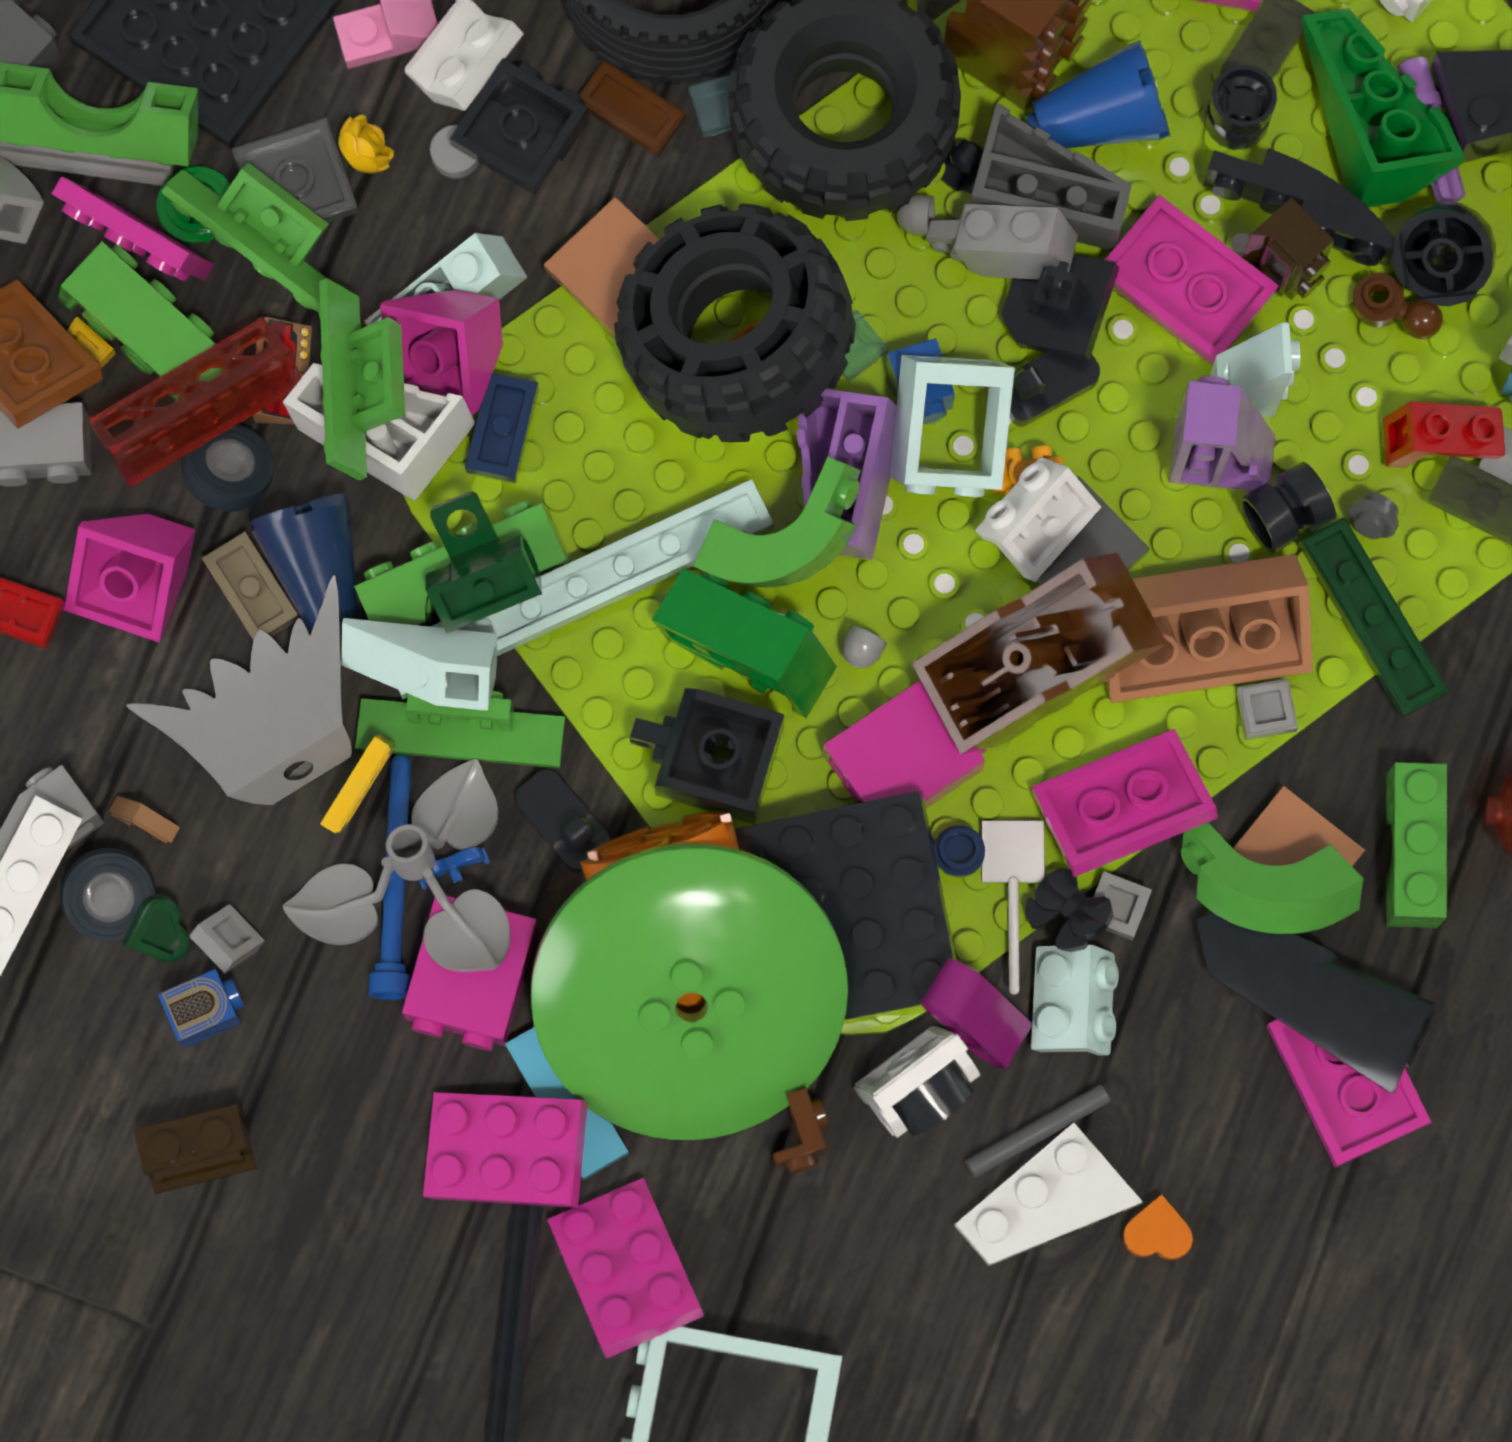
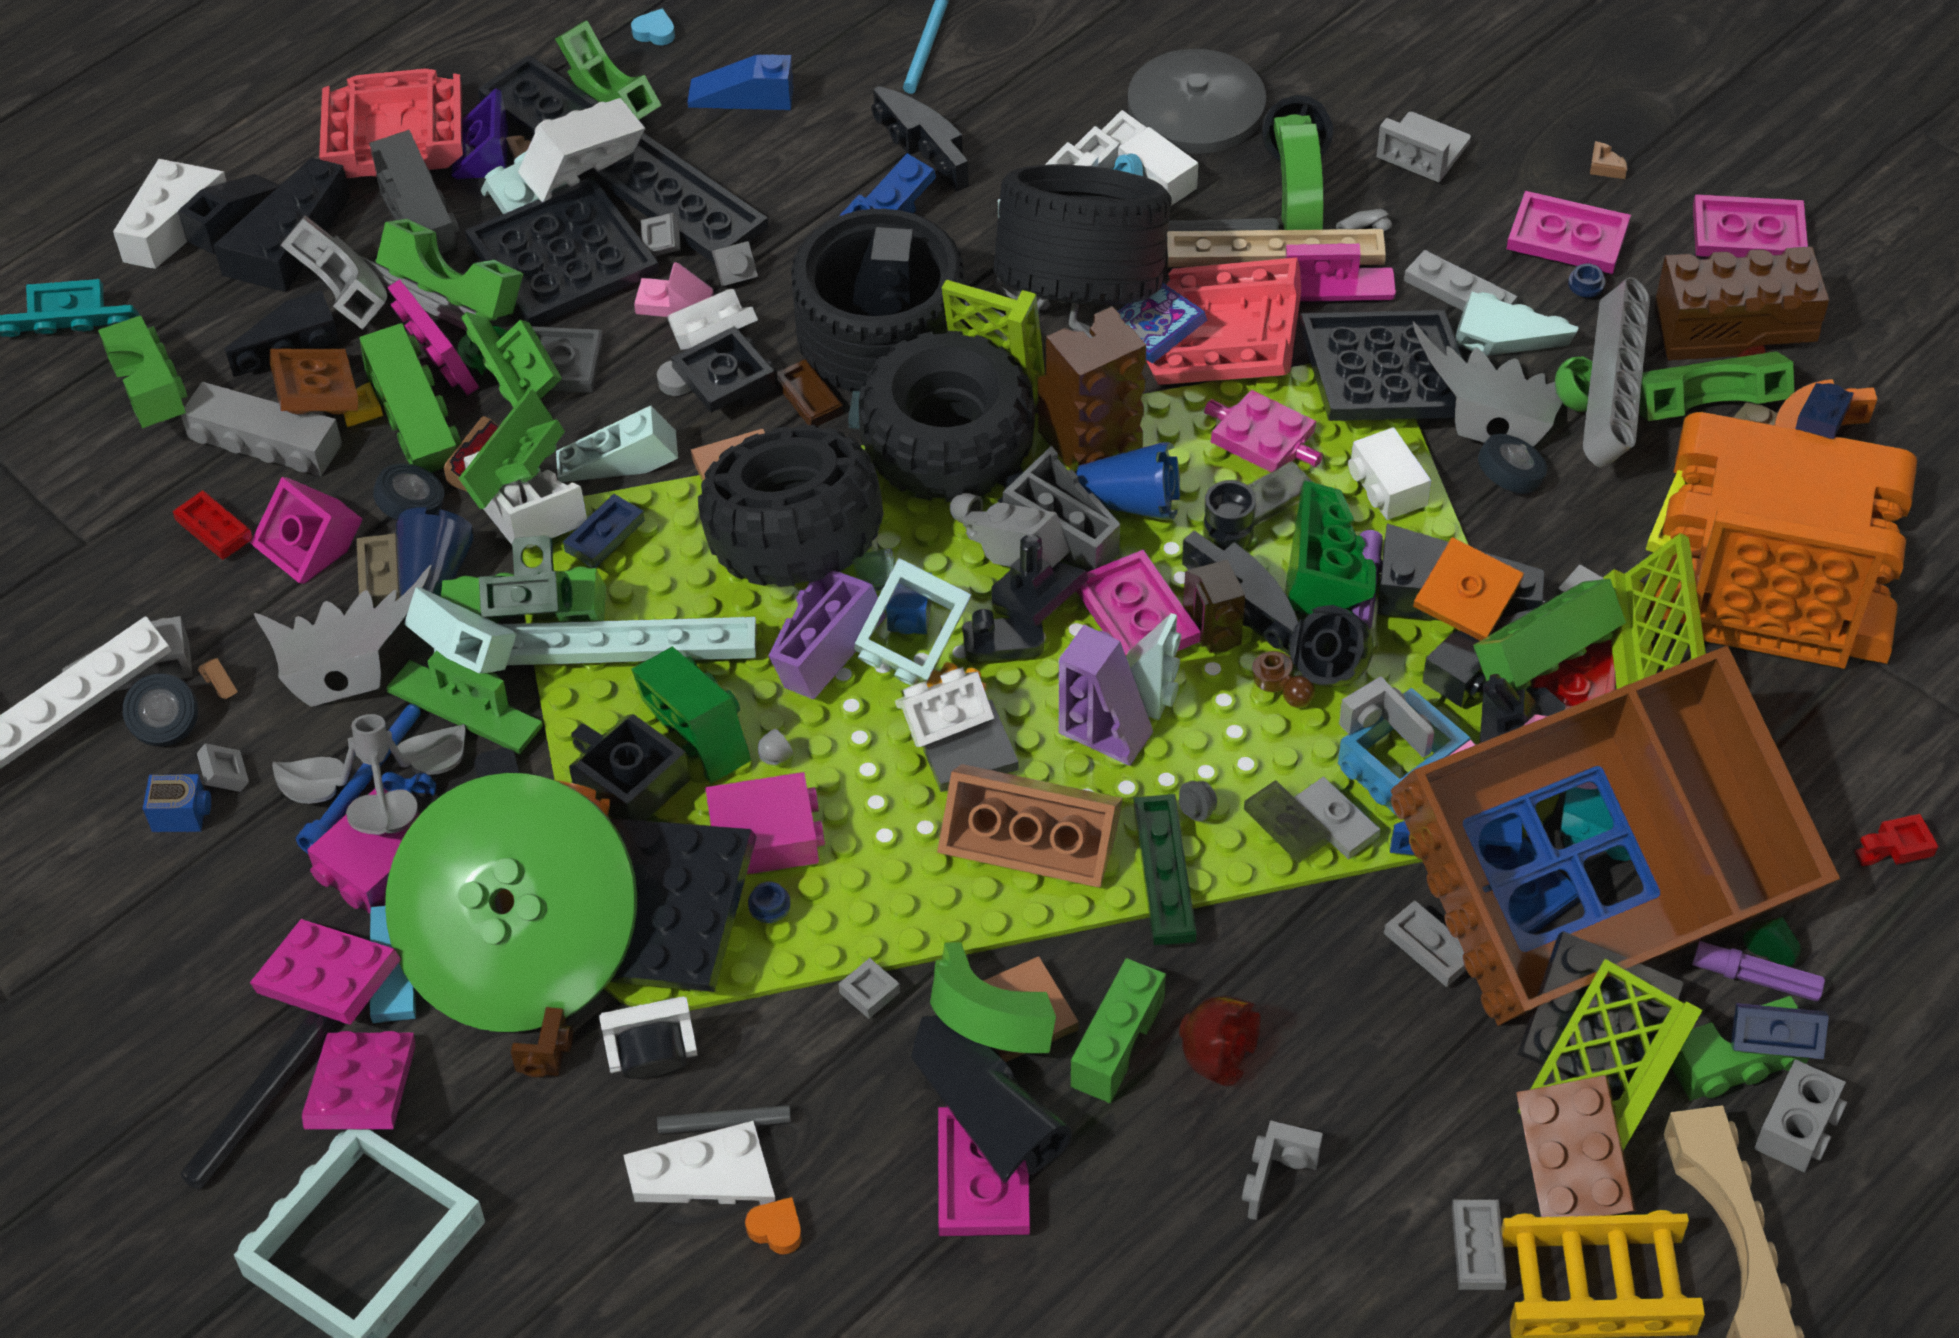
camera: 25 degrees right, 25 degrees down
(157, 930) = (179, 745): dark green tile -> none
(195, 1148) = (113, 886): dark brown window -> none
(202, 407) = (404, 438): clear red fence -> none
(358, 784) = (374, 699): yellow tile -> none
(364, 145) = (615, 350): yellow plate -> none
(448, 342) = (596, 462): dark pink slope -> none
(794, 551) = (753, 651): bright green arch -> none
(977, 1013) = (715, 1003): magenta beam -> none
(1013, 856) = (806, 924): white piece -> none
(1039, 653) = (886, 770): reddish brown piece -> none
(1060, 895) = (830, 962): black piece -> none
(1074, 1000) = (802, 1038): light aqua bracket -> none
(1124, 802) = (906, 911): dark pink plate -> none
(1266, 709) = (1051, 898): light grey tile -> none
(1292, 505) = (1118, 768): black wheel -> none
(1442, 430) = (1279, 759): red bracket -> none

